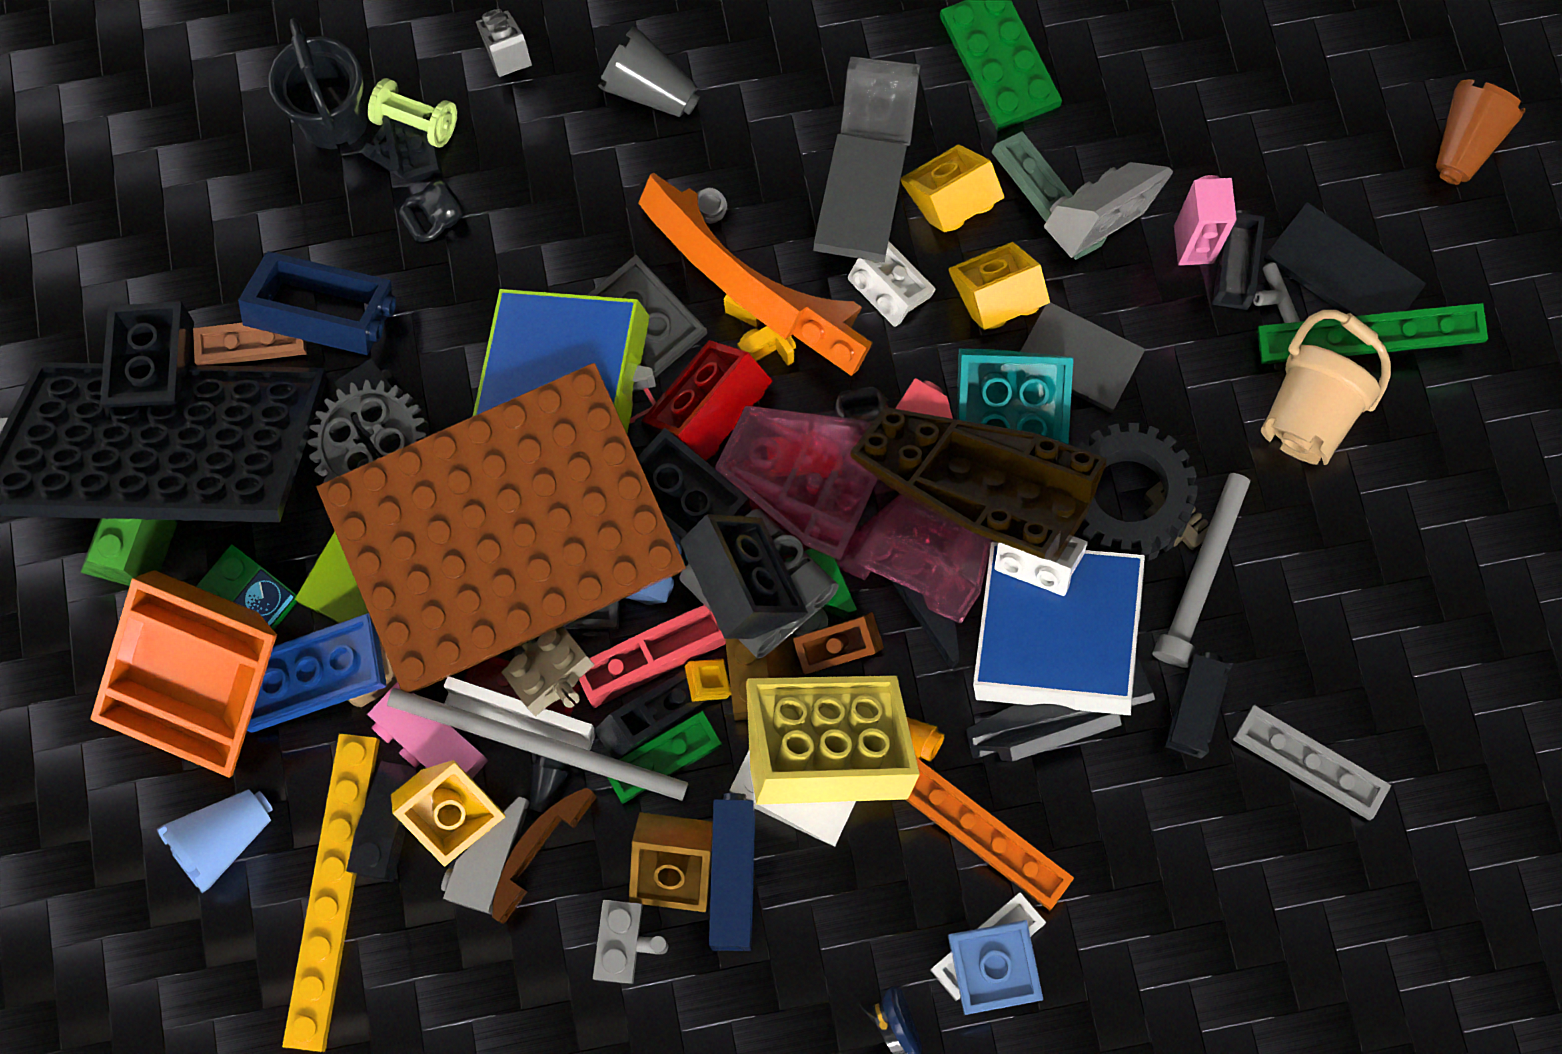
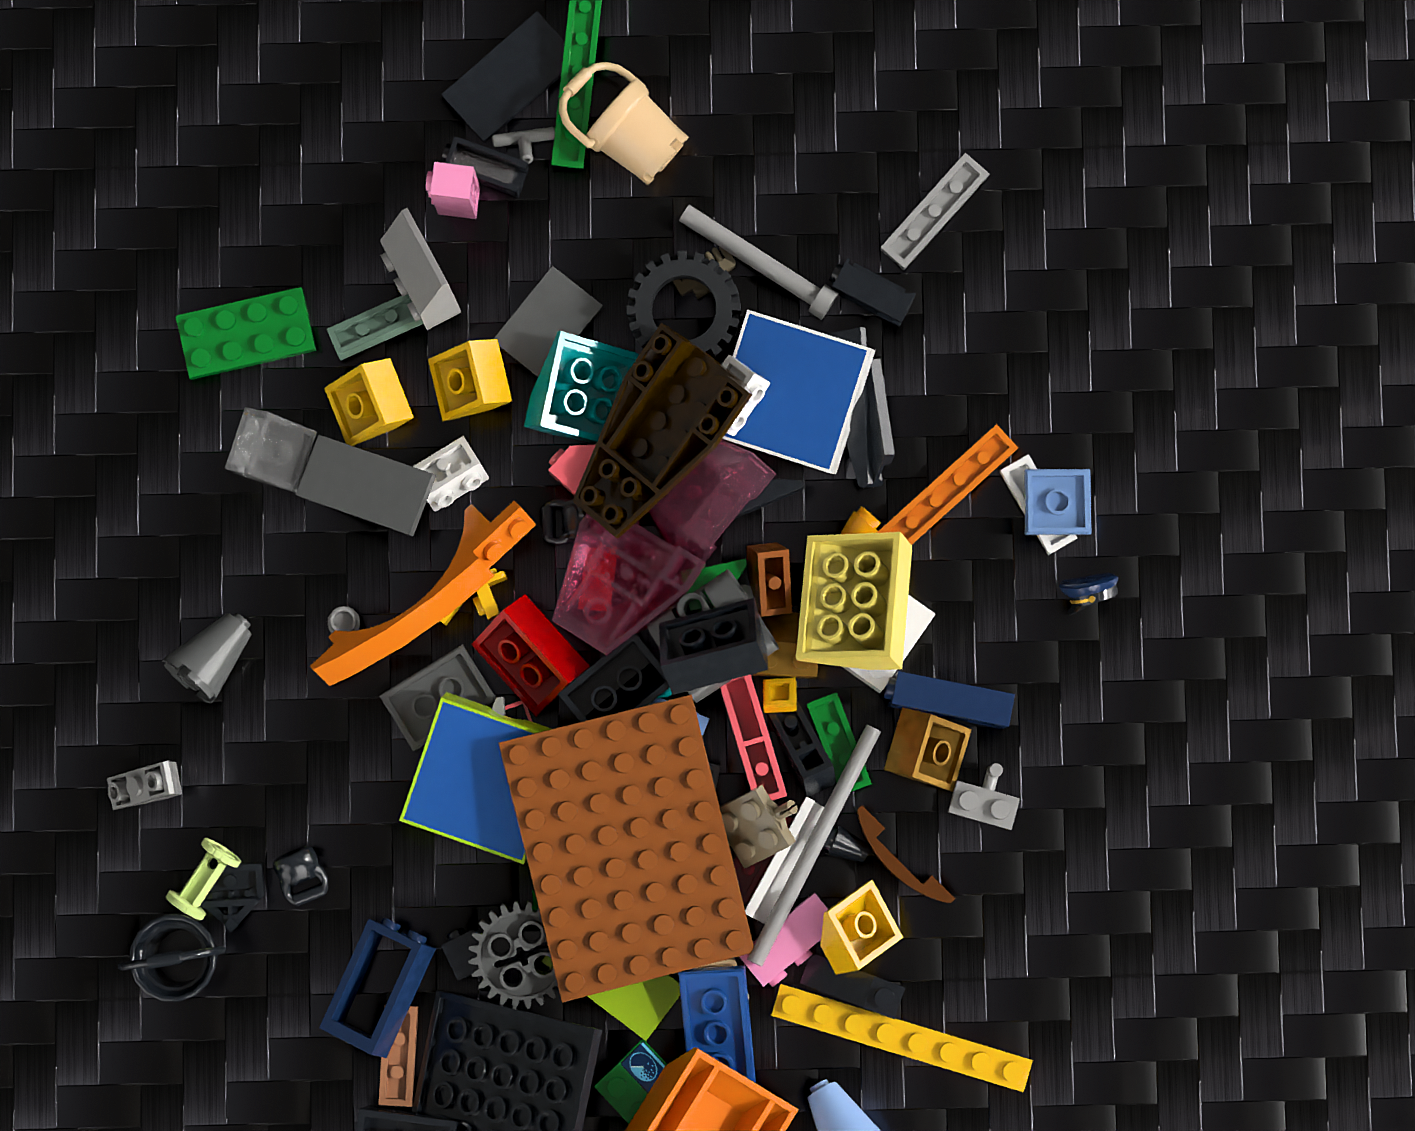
camera: 85 degrees left, 10 degrees up
(480, 866) = (909, 908): light grey slope -> none

